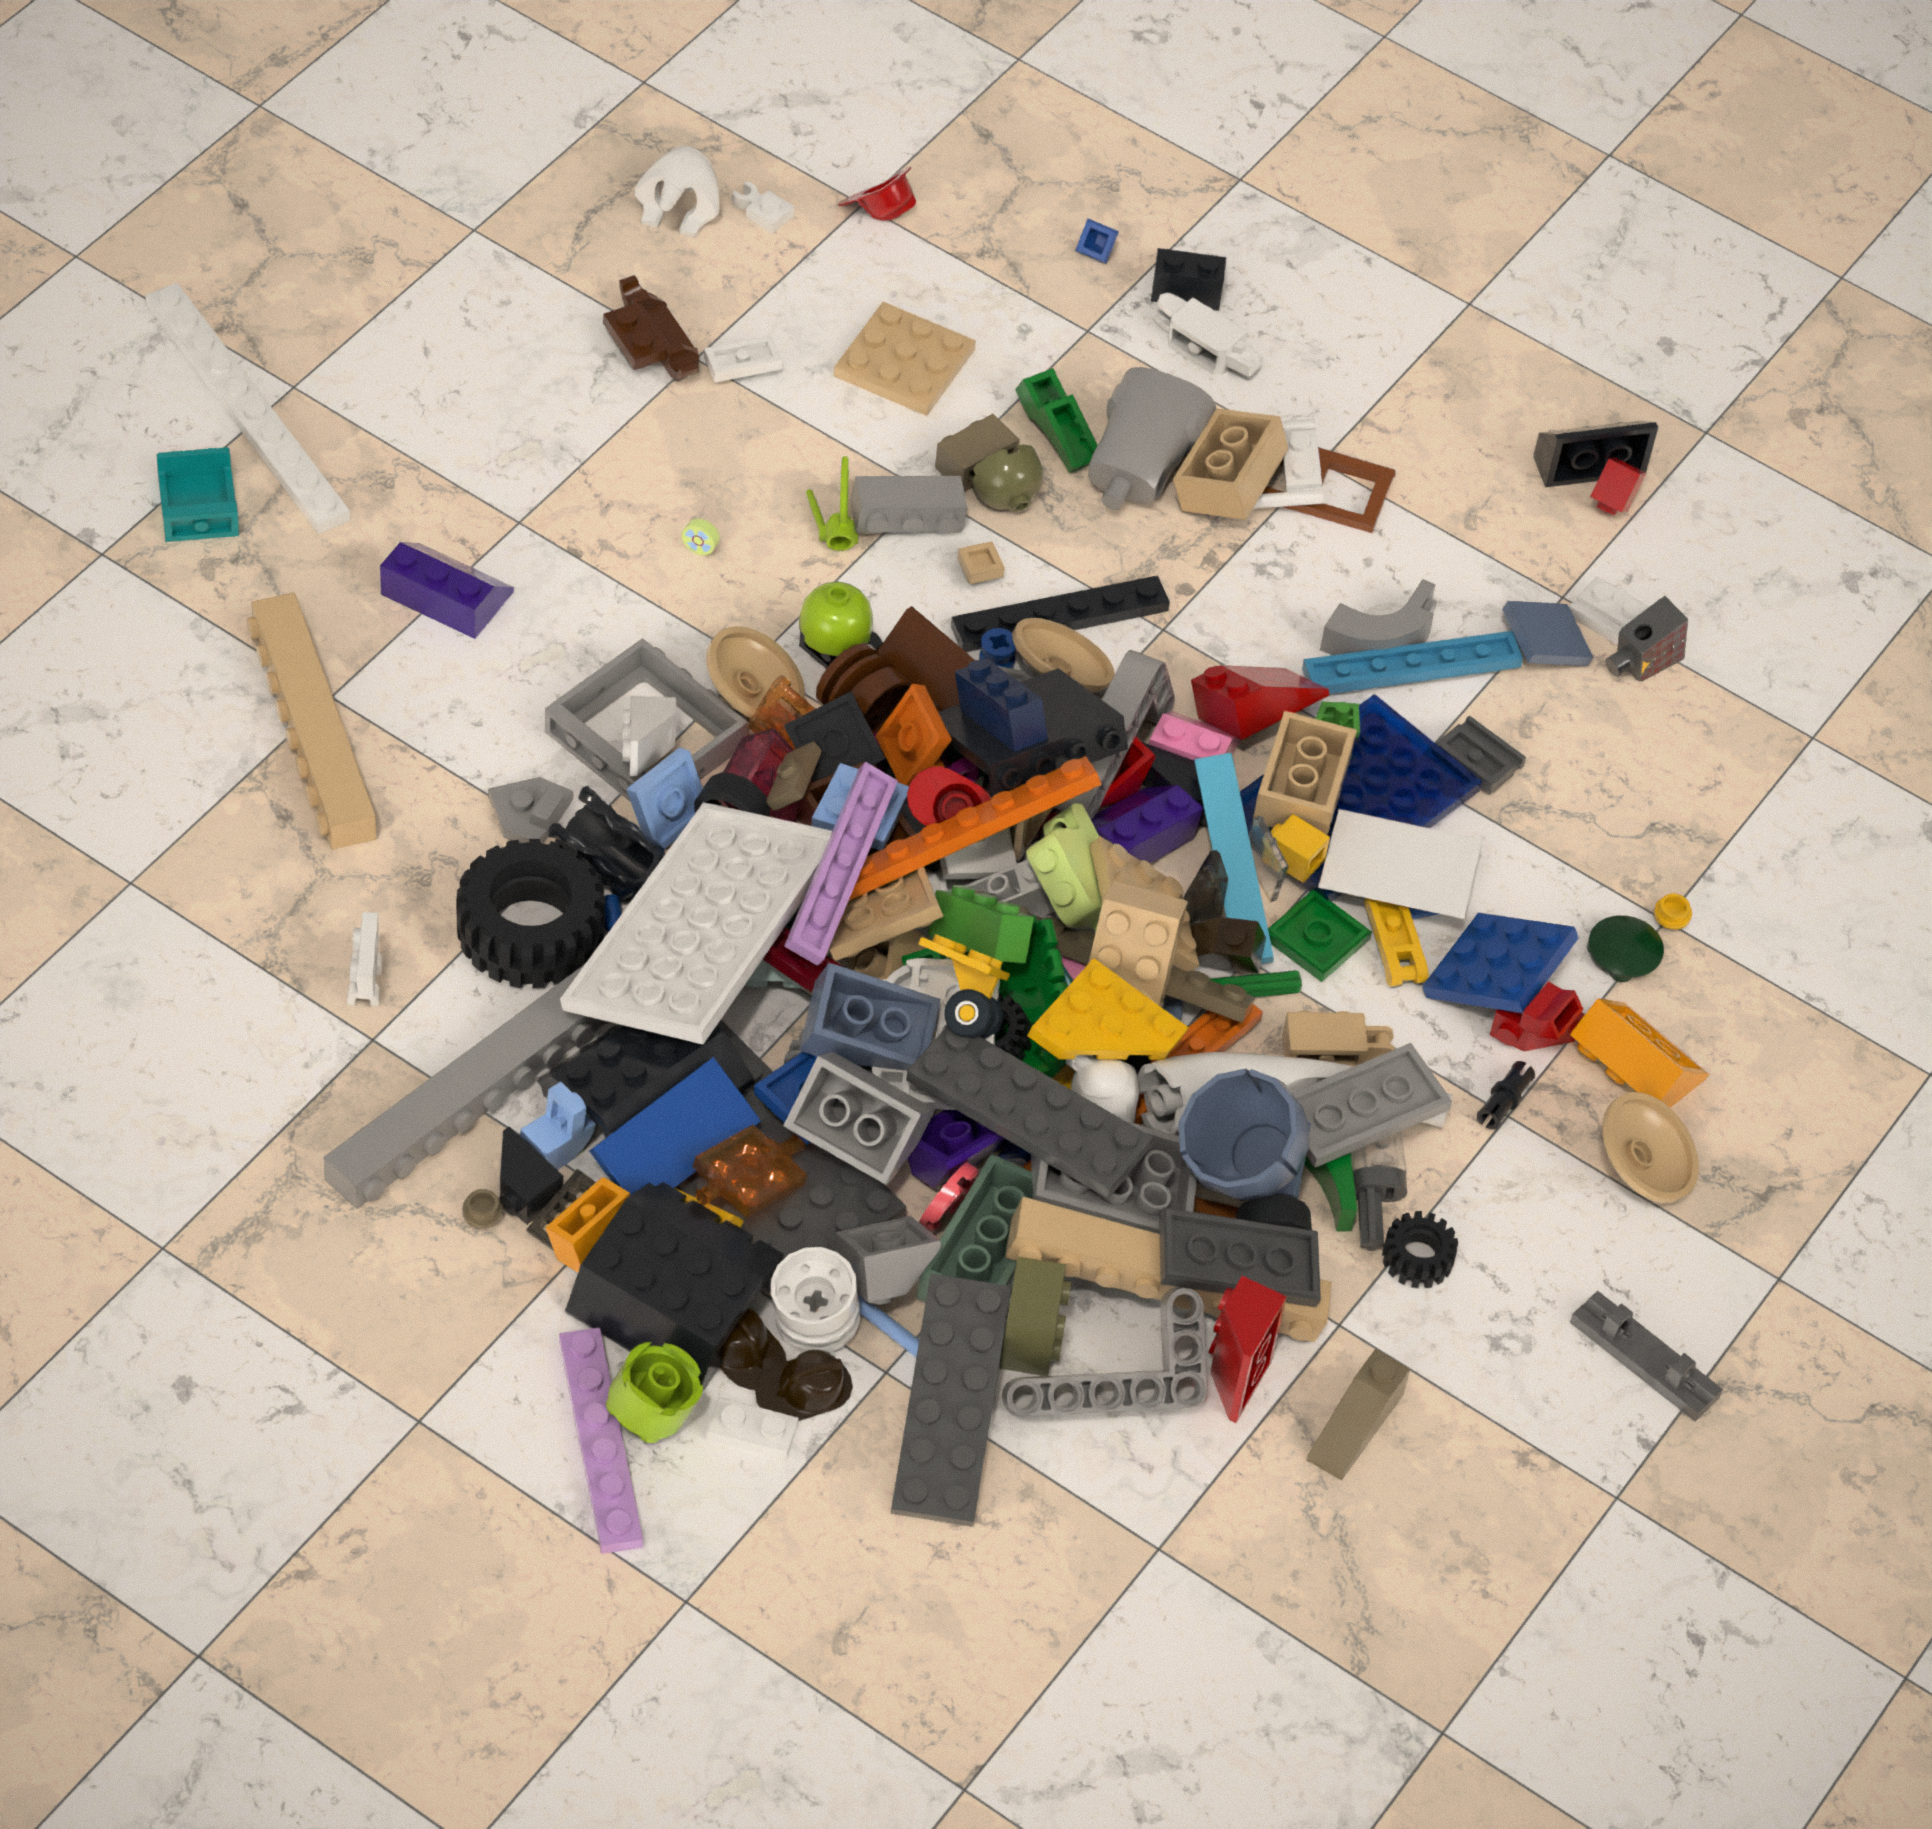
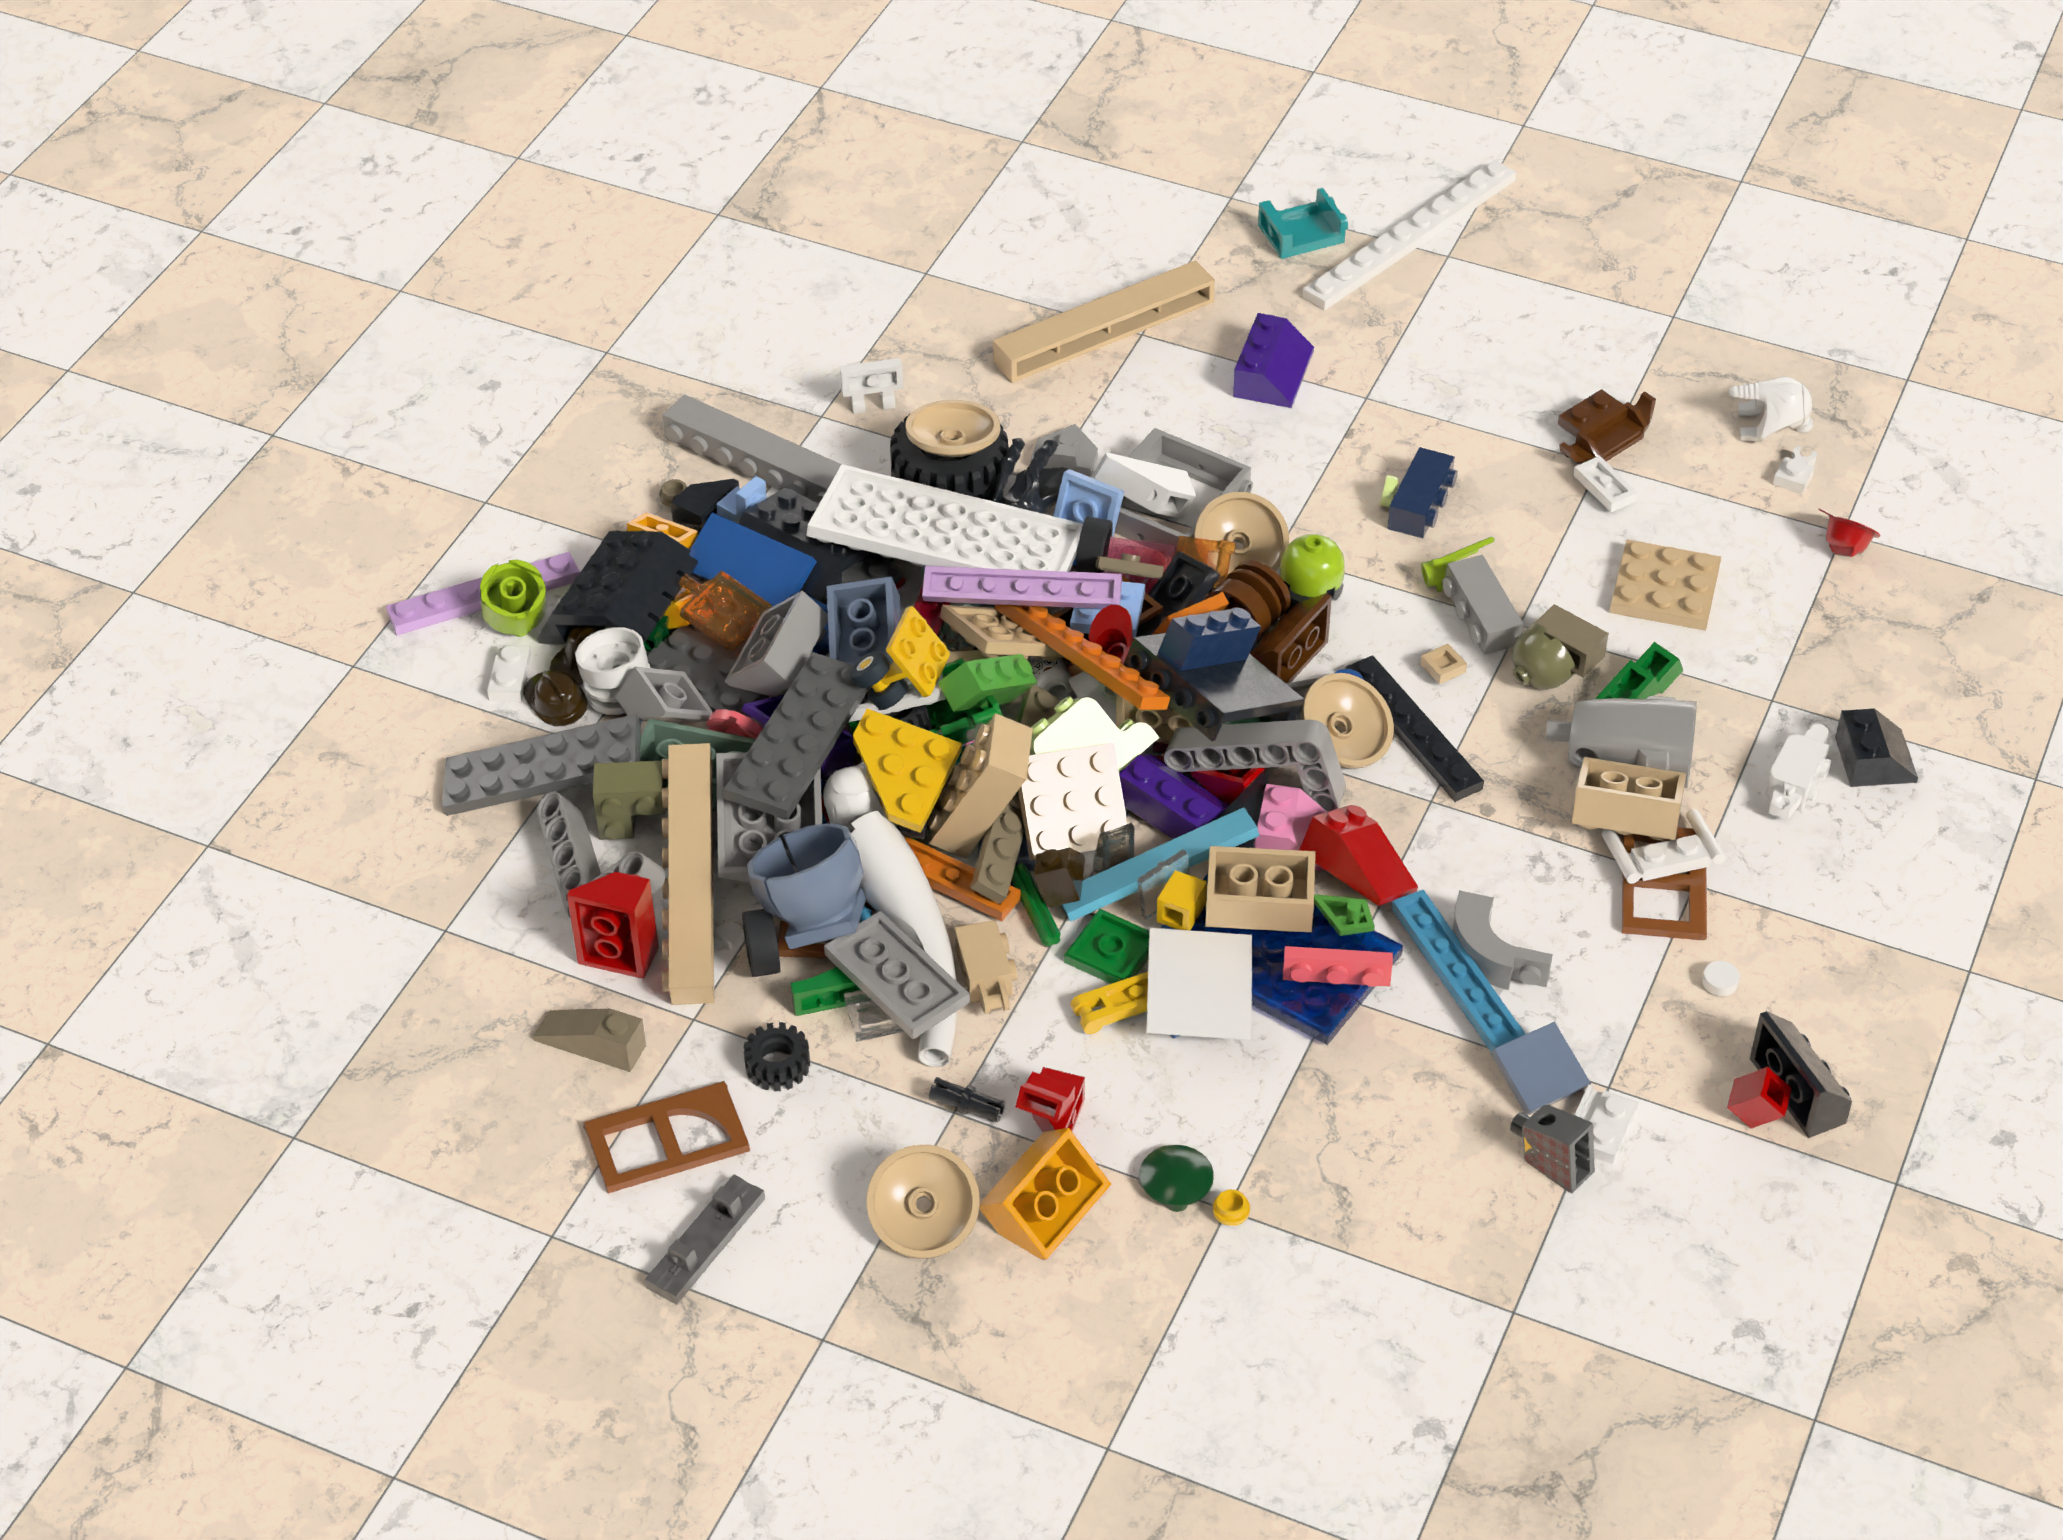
camera: 85 degrees right, 5 degrees down
(546, 871) = (952, 427): none -> tan dish
(692, 494) = (1422, 493): none -> dark blue brick
(1097, 240) = (1880, 683): blue slope -> none
(1217, 1250) = (705, 907): dark grey tile -> none
(1372, 1188) = (832, 1013): dark grey piece -> none
(1412, 745) = (1337, 966): none -> coral plate
(1451, 475) = (1721, 978): none -> white tile
(1462, 1327) = (707, 1102): none -> dark orange window
(1482, 753) = (1366, 1036): dark grey plate -> none
(1500, 962) = (1107, 1066): blue plate -> none

